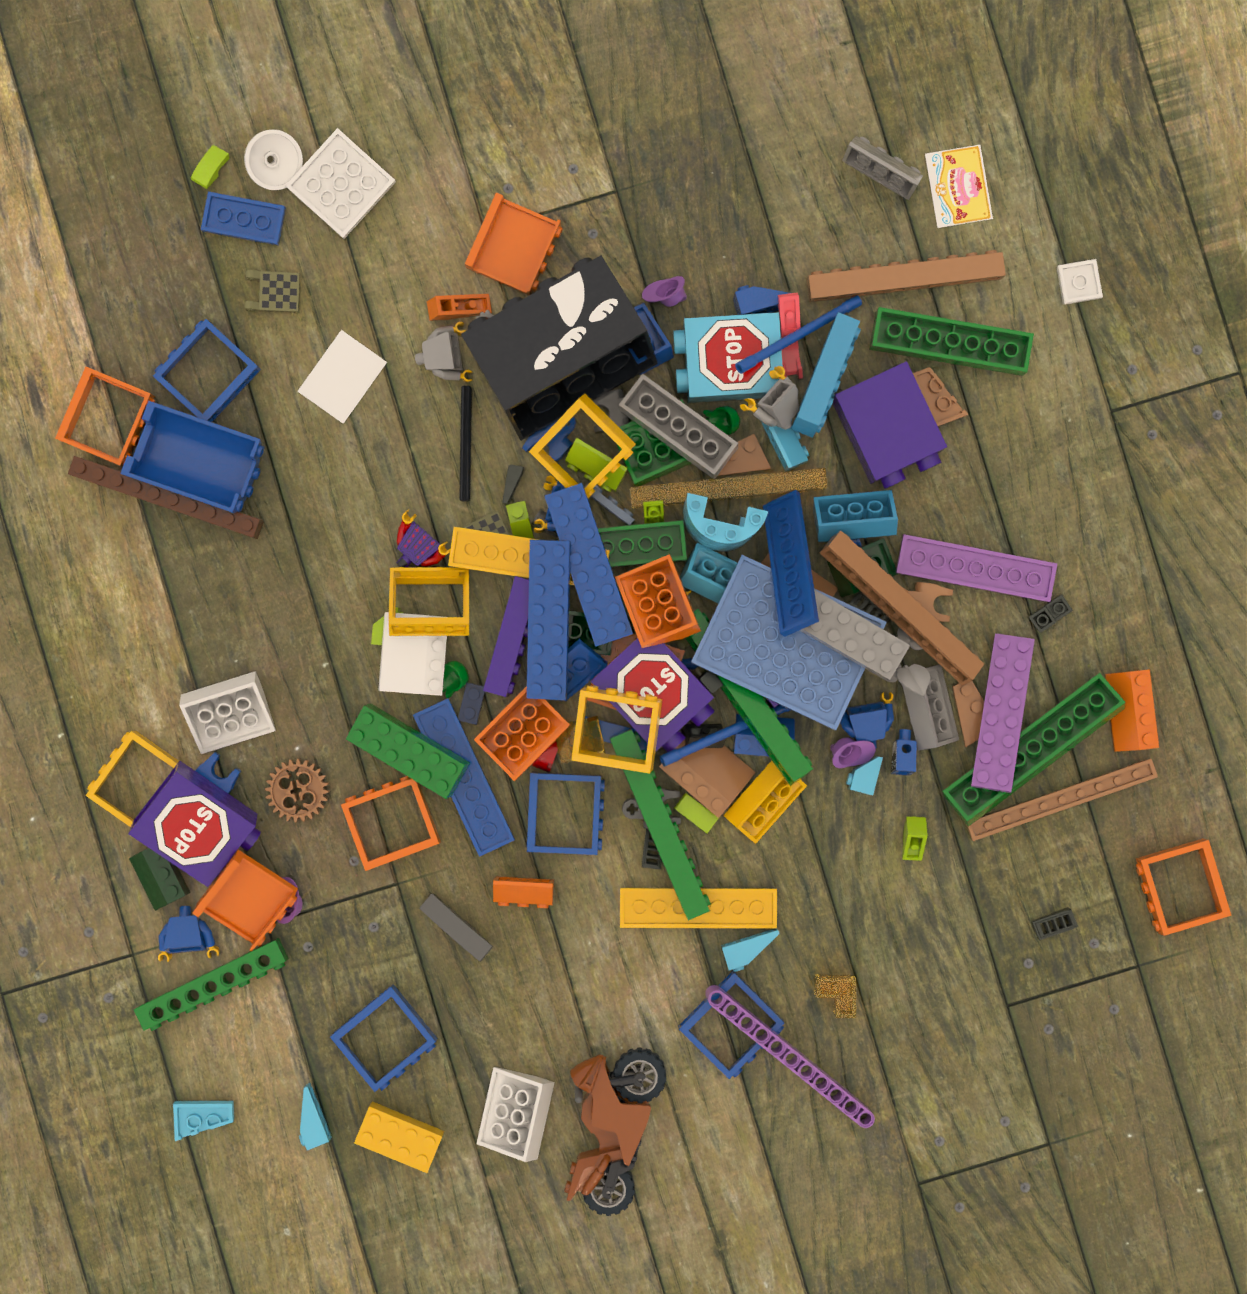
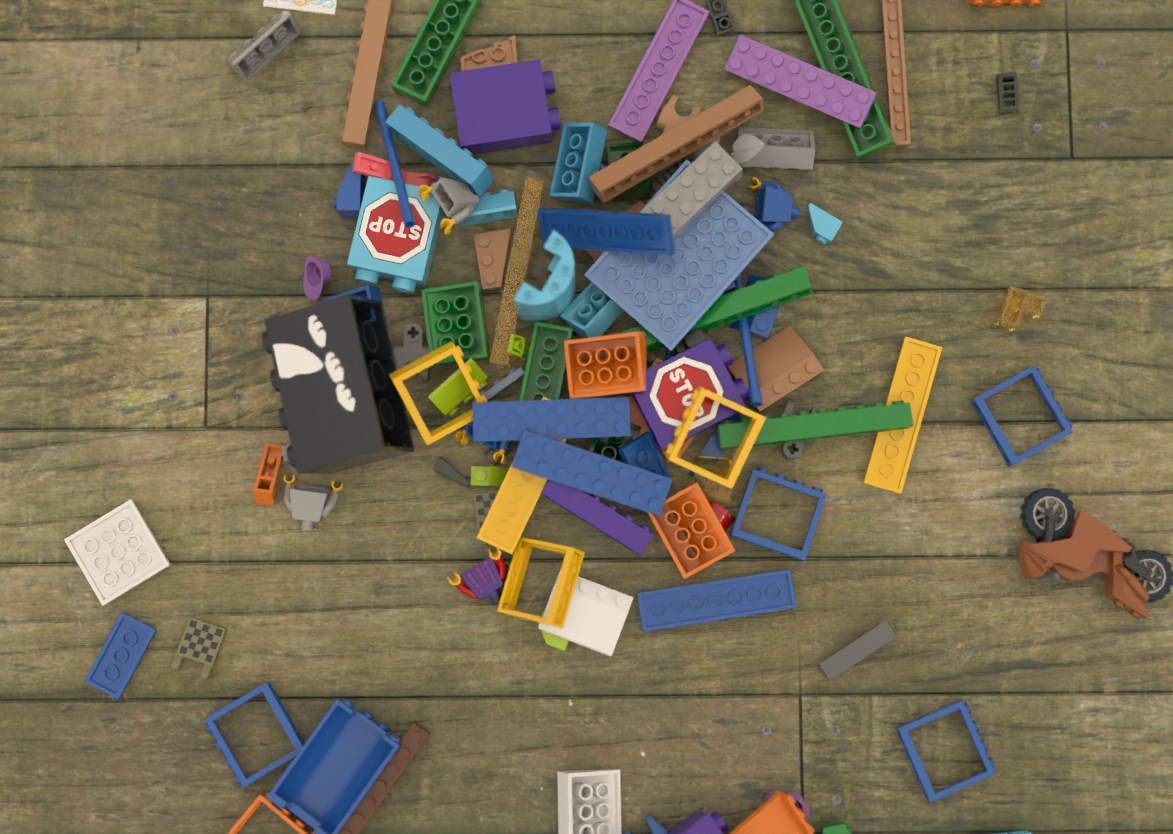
camera: 70 degrees left, 5 degrees down
(209, 165) = (60, 673): lime slope -> none
(285, 155) = (74, 597): white dish -> none
(314, 786) = (685, 746): medium nougat gear -> none
(342, 376) = (300, 605): white sticker -> none
(371, 794) = (706, 676): orange window -> none
(399, 1137) = (1044, 763): yellow brick -> none
(407, 750) = (676, 645): green brick -> none
(454, 677) = (620, 580): green piece -> none
(465, 443) = (400, 506): black axle -> none
(471, 703) = (648, 572): dark blue plate -> none
(513, 245) = (228, 406): orange panel -> none
(515, 1114) = (1051, 645): white slope -> none
(523, 891) = (842, 574): orange slope -> none
(558, 445) = (430, 419): blue piece -> none
(645, 864) = (839, 450): pearl dark grey slope -> none
(678, 426) = (446, 298): light grey brick -> none
(695, 733) = (738, 368): pearl dark grey slope -> none
(696, 813) = (813, 391): lime slope -> none
(724, 418) = (452, 257): green piece -> none
(746, 949) = (954, 382): medium azure slope -> none
(763, 803) = (820, 325): yellow slope -> none
(796, 1063) = (1061, 374): medium lavender beam -> none
(851, 753) = (797, 230): medium lavender piece -> none
(902, 762) = (813, 183): blue torso -> none
(914, 838) = (893, 196): lime slope -> none
(970, 711) = (789, 112): medium nougat wing -> none

